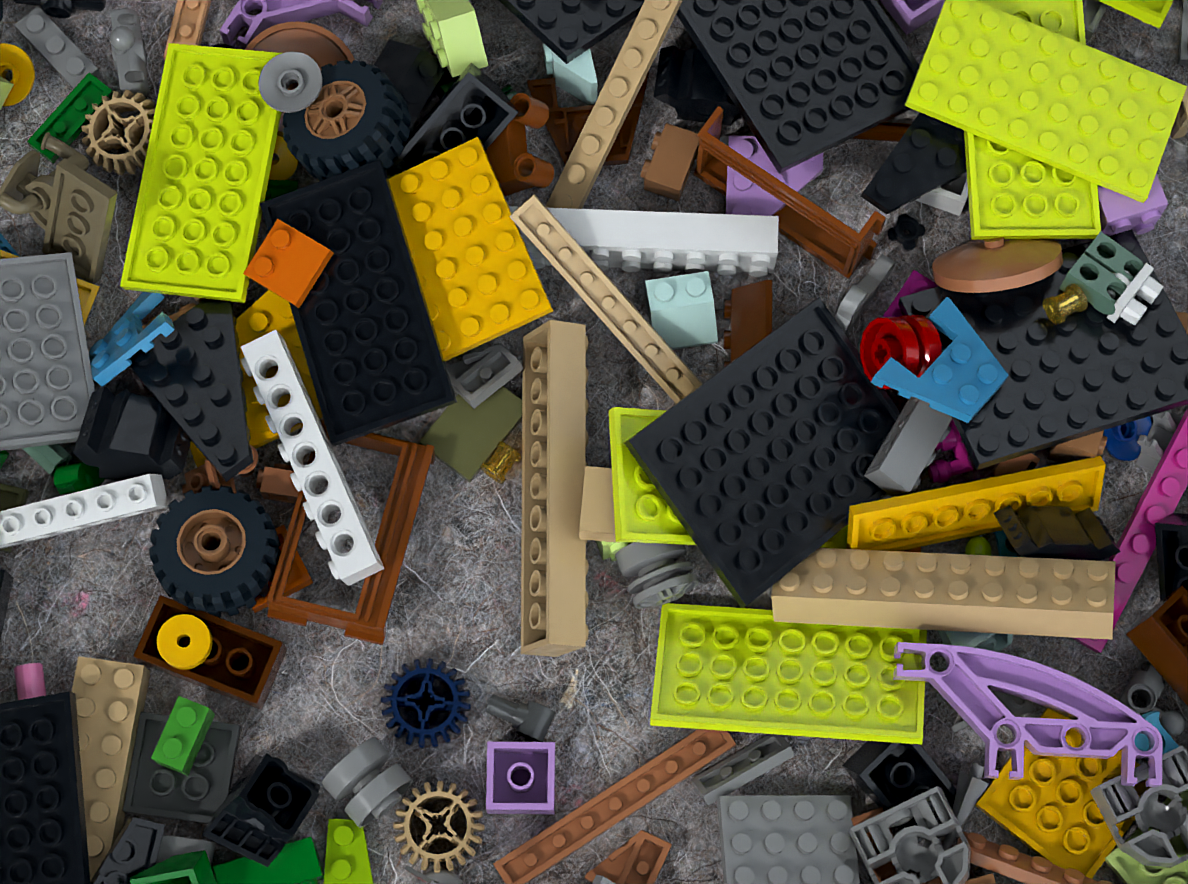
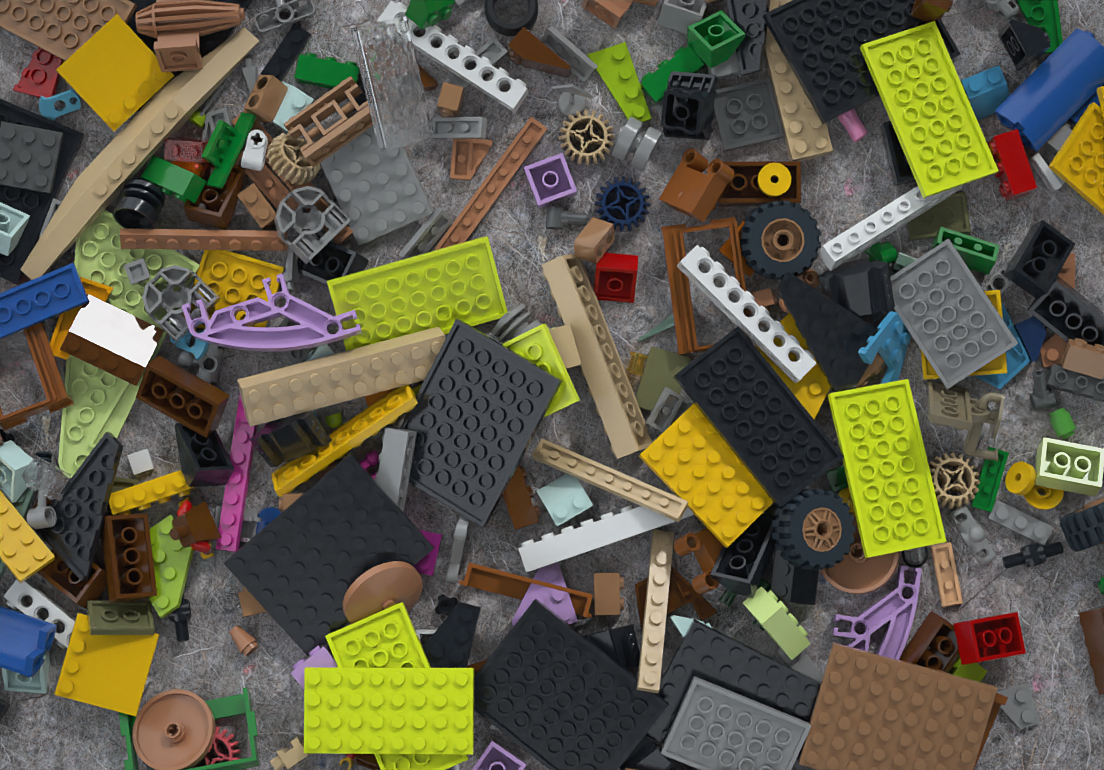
camera: 160 degrees right, 10 degrees up
(14, 99) = (1020, 478): none -> yellow piece
(183, 735) = (752, 128): bright green brick -> none
(284, 71) = (867, 537): light grey dish -> none
(288, 263) = (809, 424): orange plate -> none
(313, 674) = (693, 191): none -> dark orange piece
(435, 503) = (664, 325): none -> sand green piece
(479, 599) = (616, 277): none -> red slope
(490, 659) = (594, 240): none -> medium nougat piece
(906, 338) = (421, 511): red wheel -> none
(959, 378) = (379, 503): dark azure wing -> none
(1065, 304) = (332, 579): clear yellow bush -> none
(1112, 279) = (309, 608): sand green hips -> none

